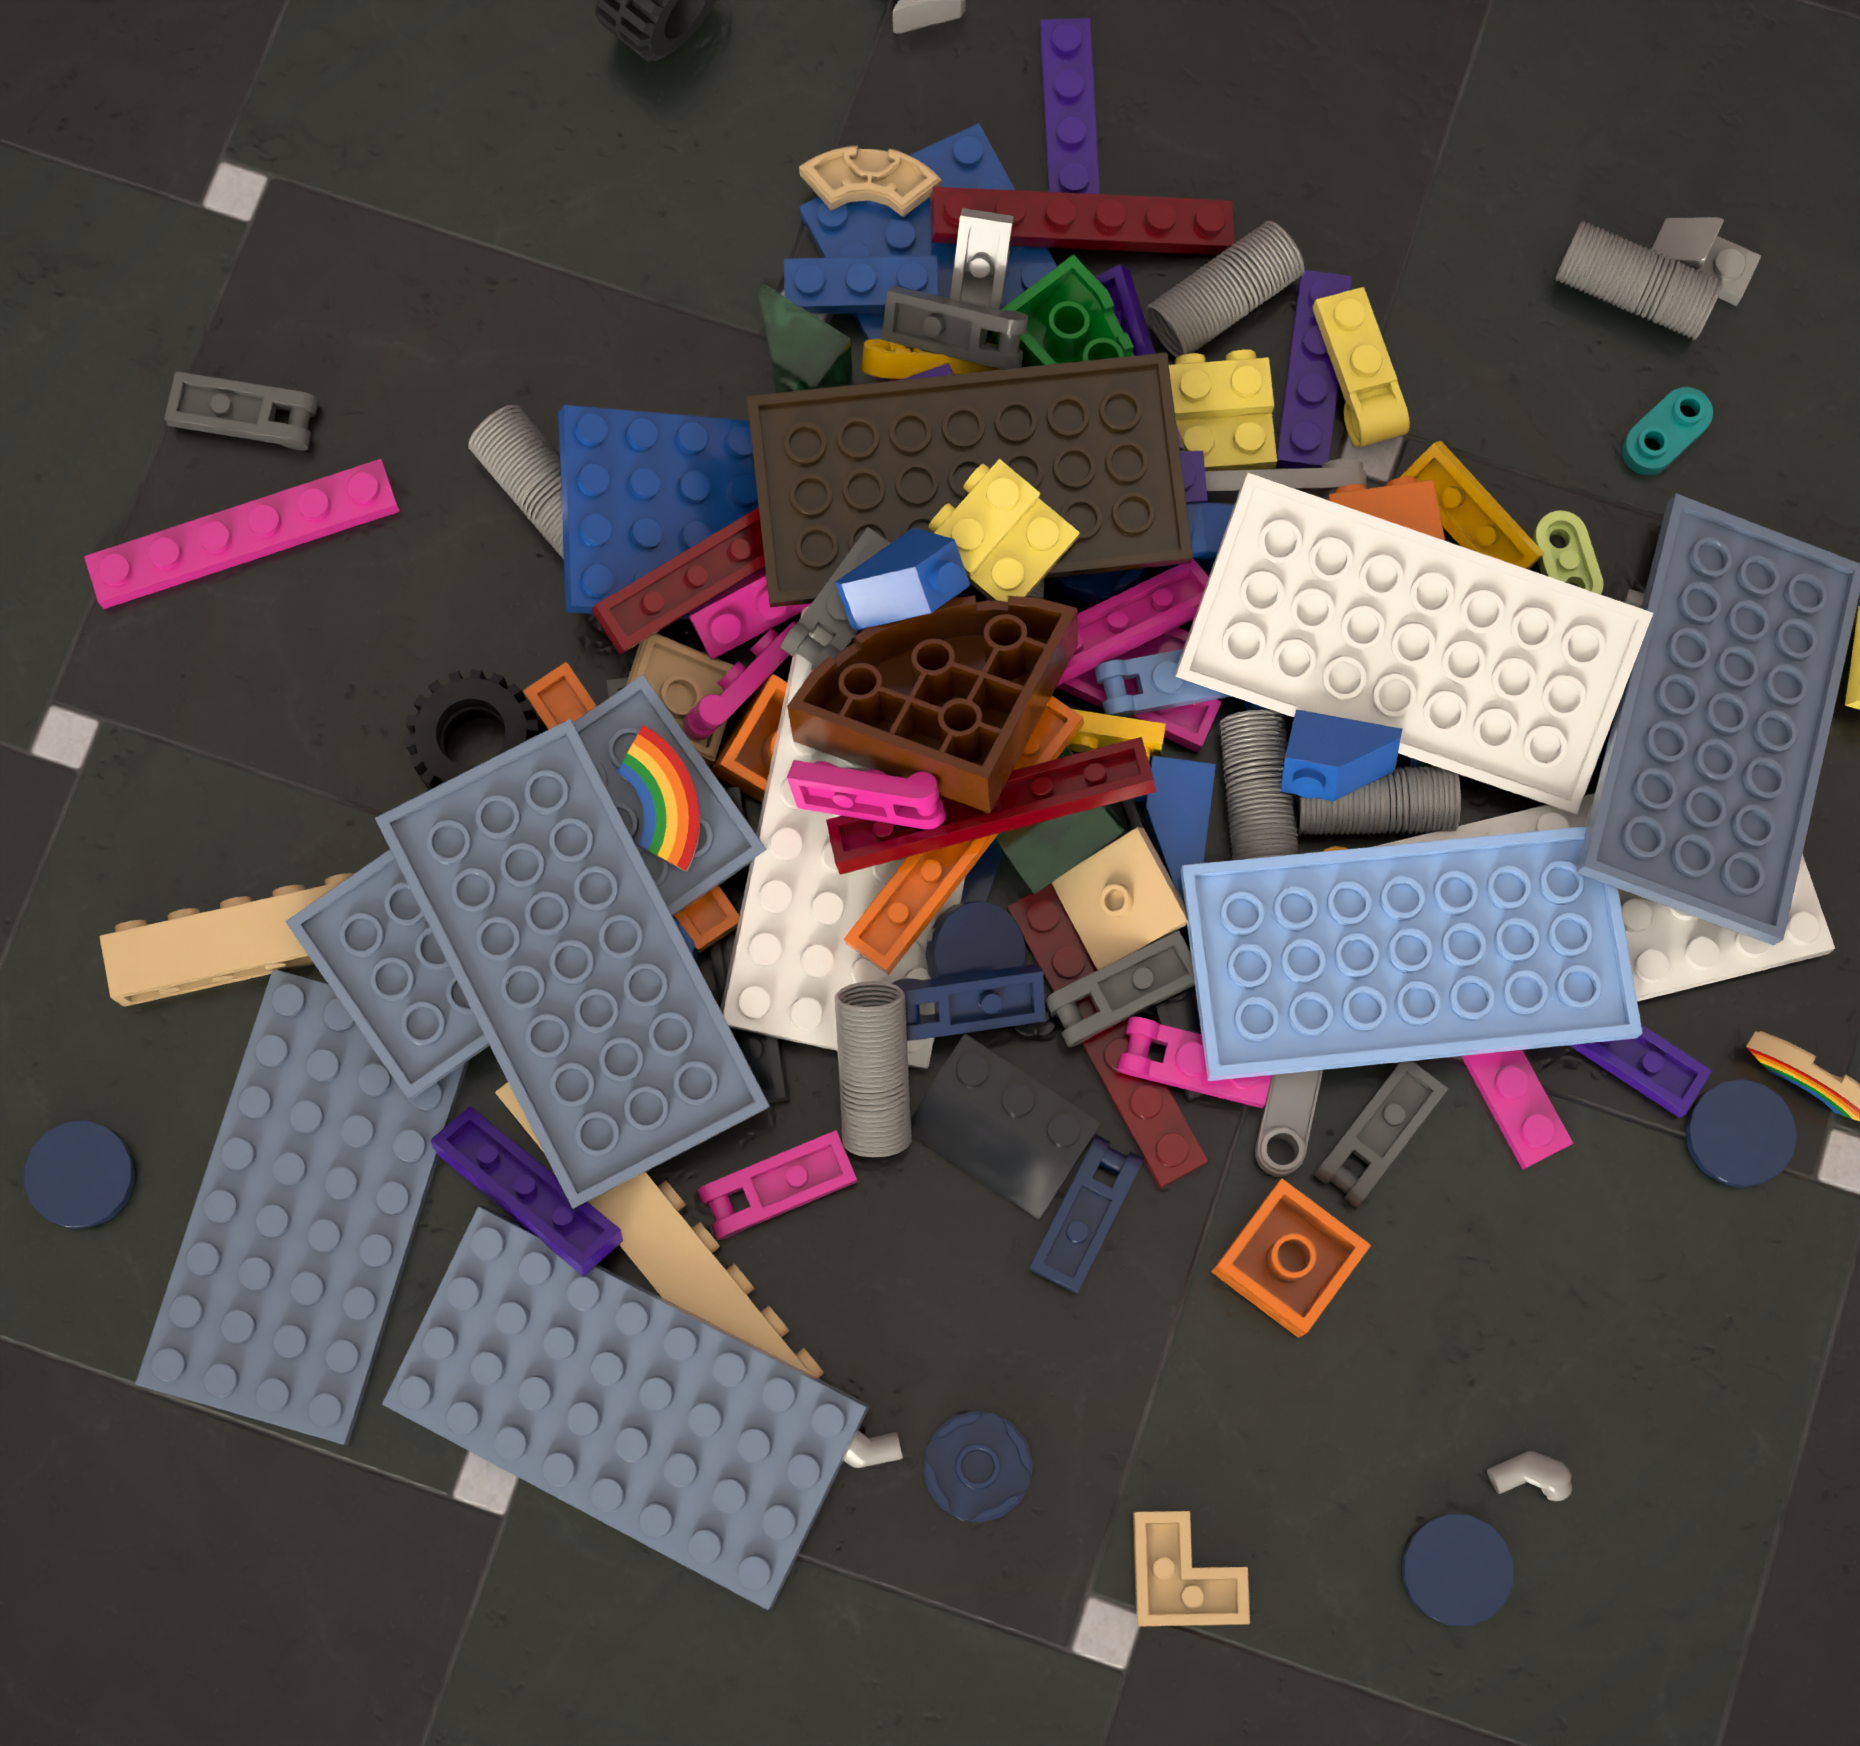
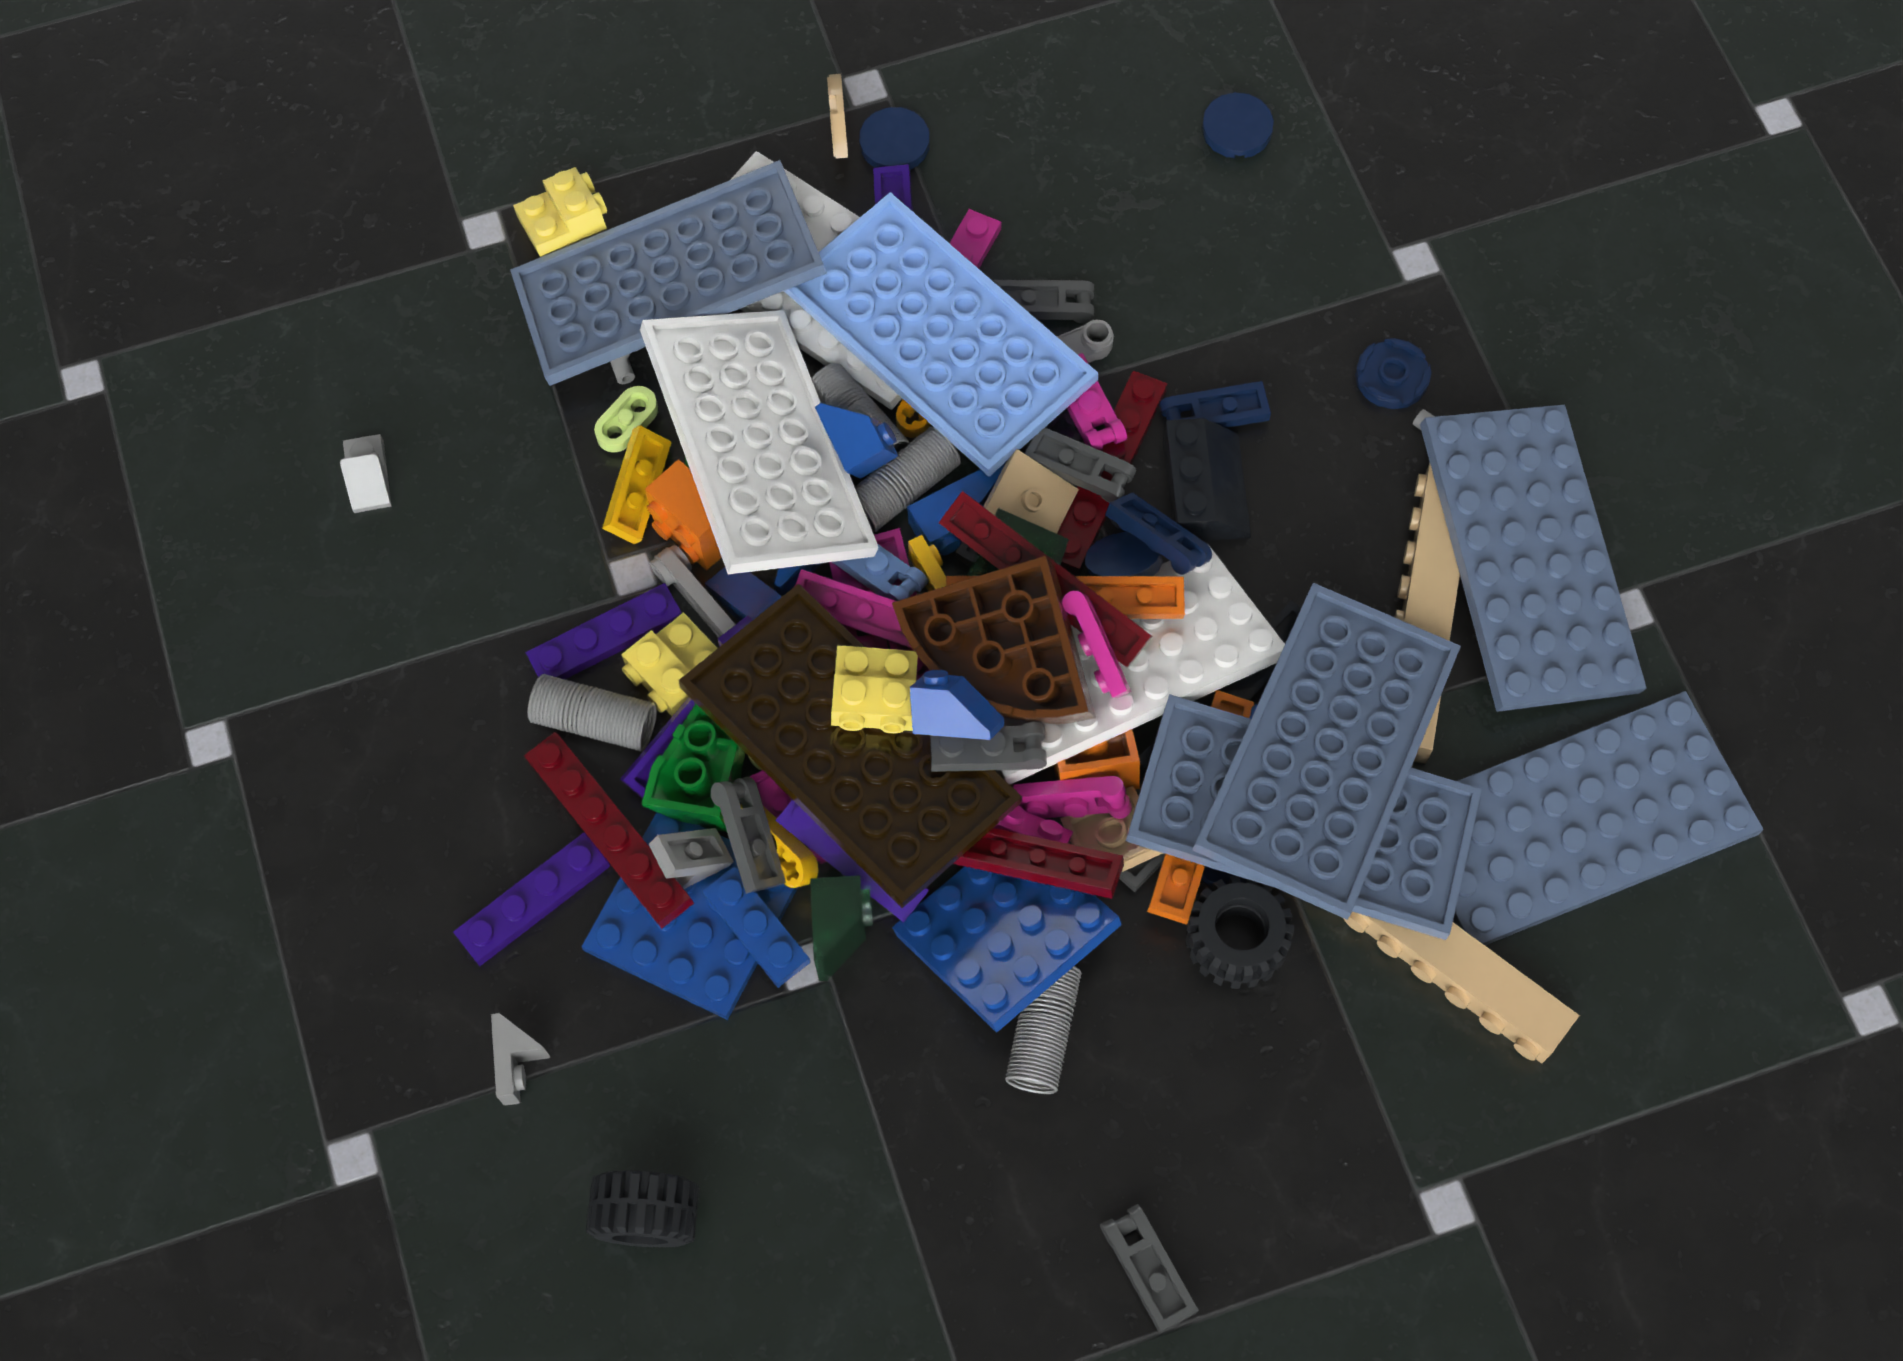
camera: 125 degrees left, 10 degrees down
(79, 1174) = (1685, 963): dark blue tile -> none
(241, 534) = (1228, 1201): dark pink plate -> none
(526, 1190) = (1469, 693): dark purple plate -> none
(667, 799) = (1190, 763): tile -> none
(779, 1184) = (1340, 572): dark pink plate -> none
(870, 175) = (674, 979): tan tile -> none
(876, 1064) = (1240, 552): light grey piece -> none
(1173, 1591) = (1366, 242): tan plate -> none
(1291, 1258) = (1153, 290): orange brick -> none
(1363, 368) = (586, 601): light yellow plate -> none
(1536, 1469) = (1156, 122): light grey arm -> none
(1621, 270) = (411, 490): light grey piece -> none
(1669, 428) = (496, 425): teal plate -> none

